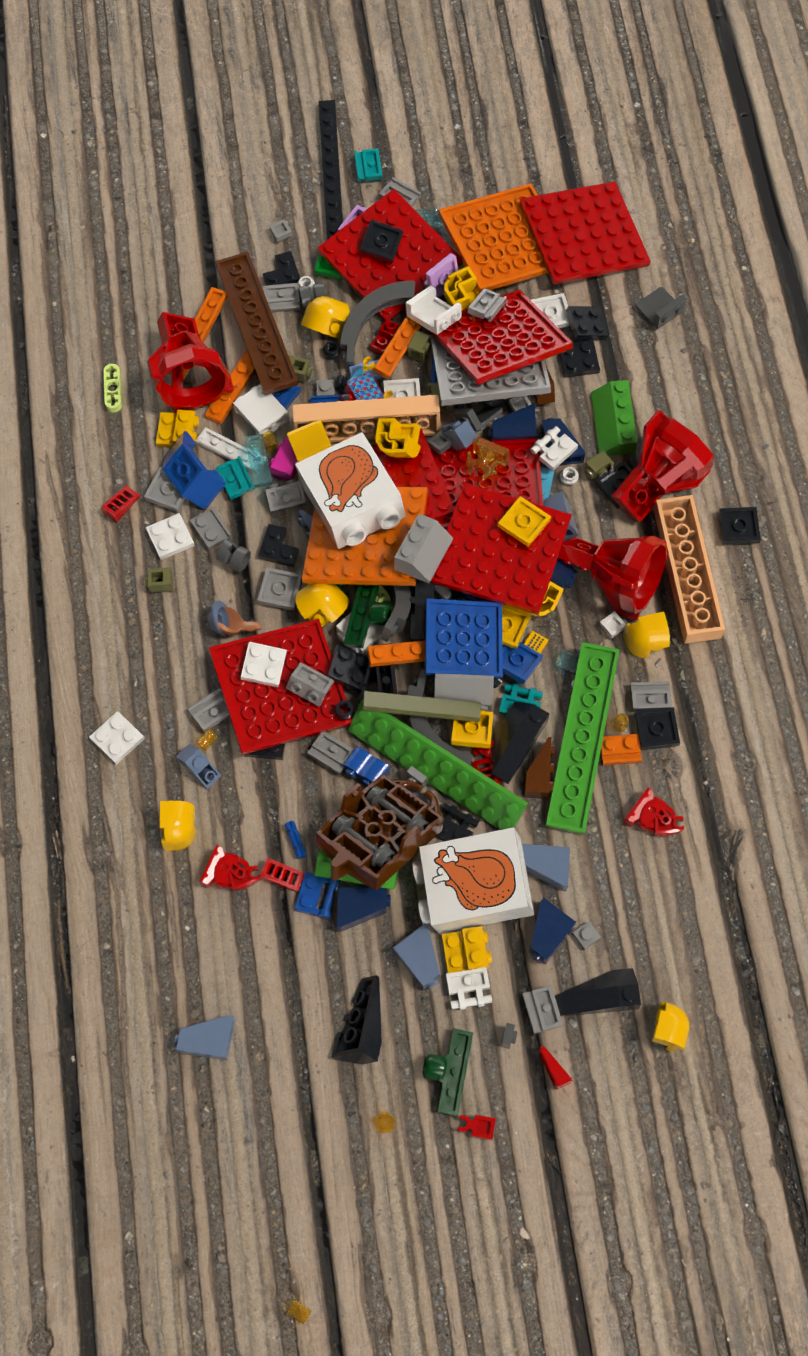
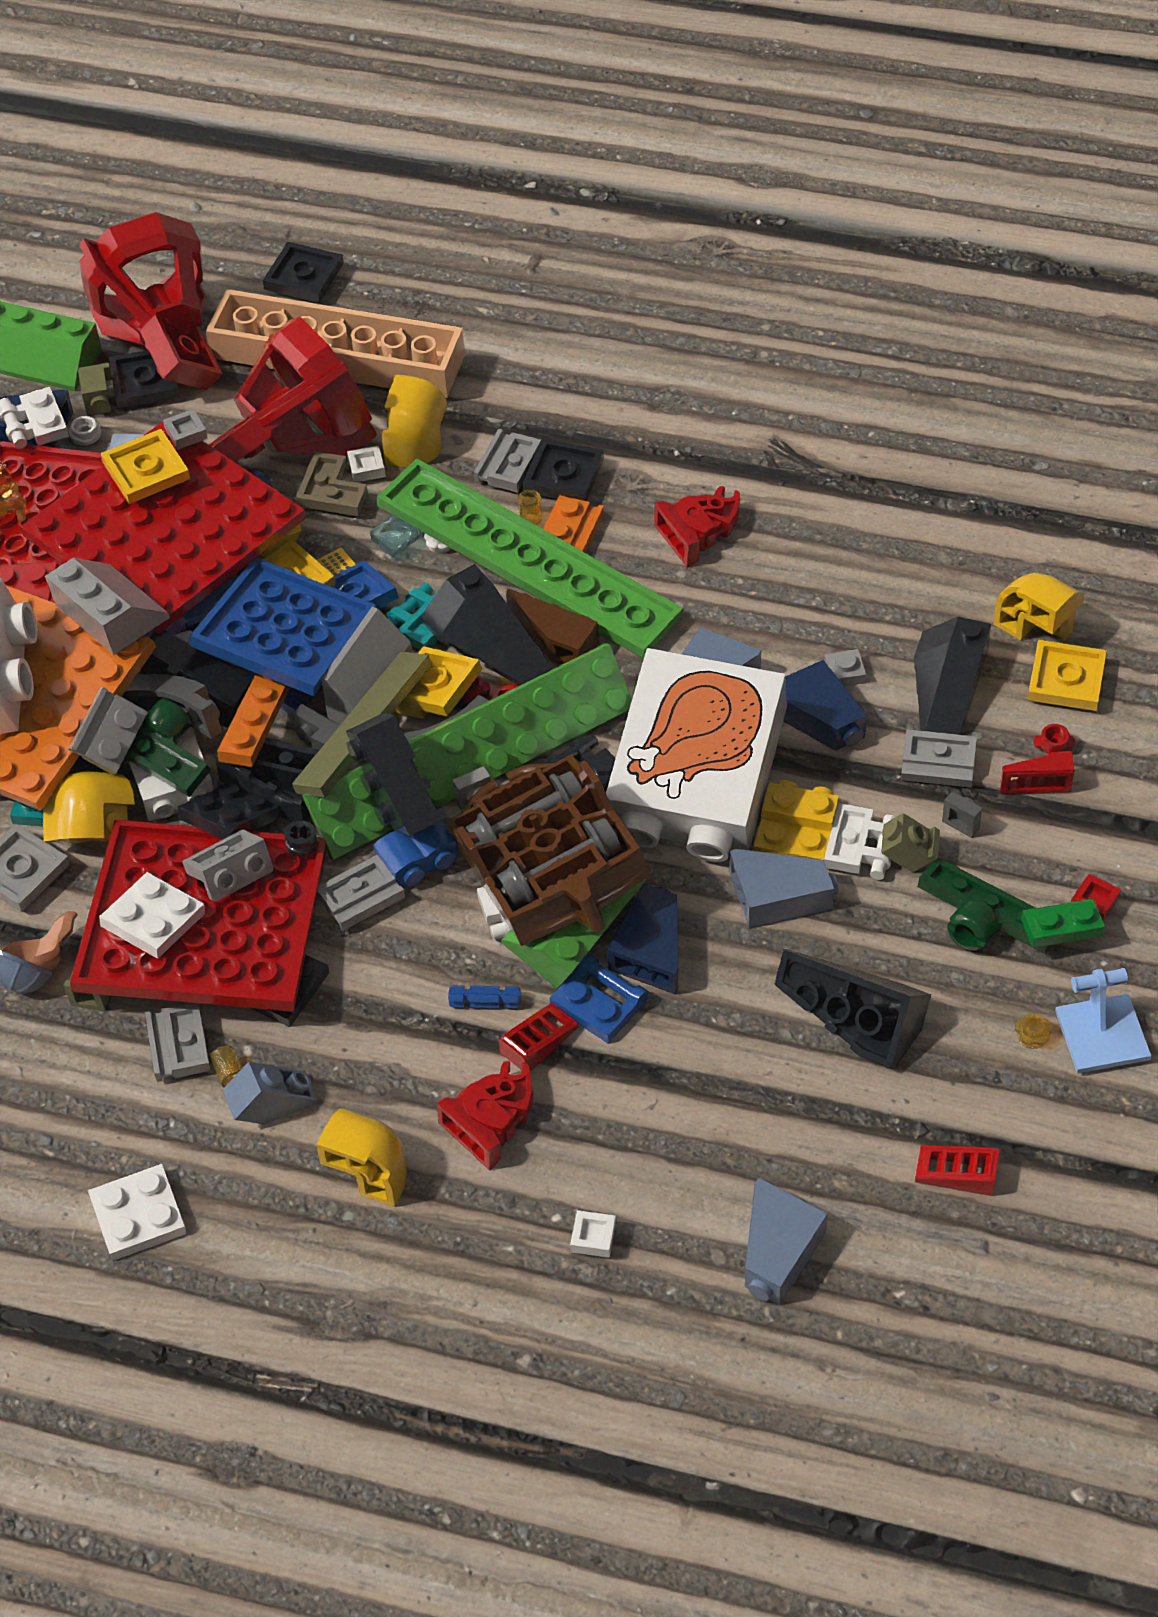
camera: 65 degrees left, 15 degrees down
(179, 949) = (593, 1234): none -> white plate
(291, 1128) = (973, 1156): none -> red slope
(355, 589) = (107, 730): none -> light grey plate
(386, 738) = (392, 775): none -> black wedge
(398, 1159) = (1103, 1029): none -> light blue plate
(452, 1115) = (1062, 923): none -> green plate
(474, 1014) = (909, 842): none -> olive brick
(559, 527) = (185, 429): none -> light grey plate
(585, 610) = (326, 491): none -> dark tan plate
(590, 1066) = (1051, 734): none -> red plate
(634, 1059) = (1067, 675): none -> yellow plate

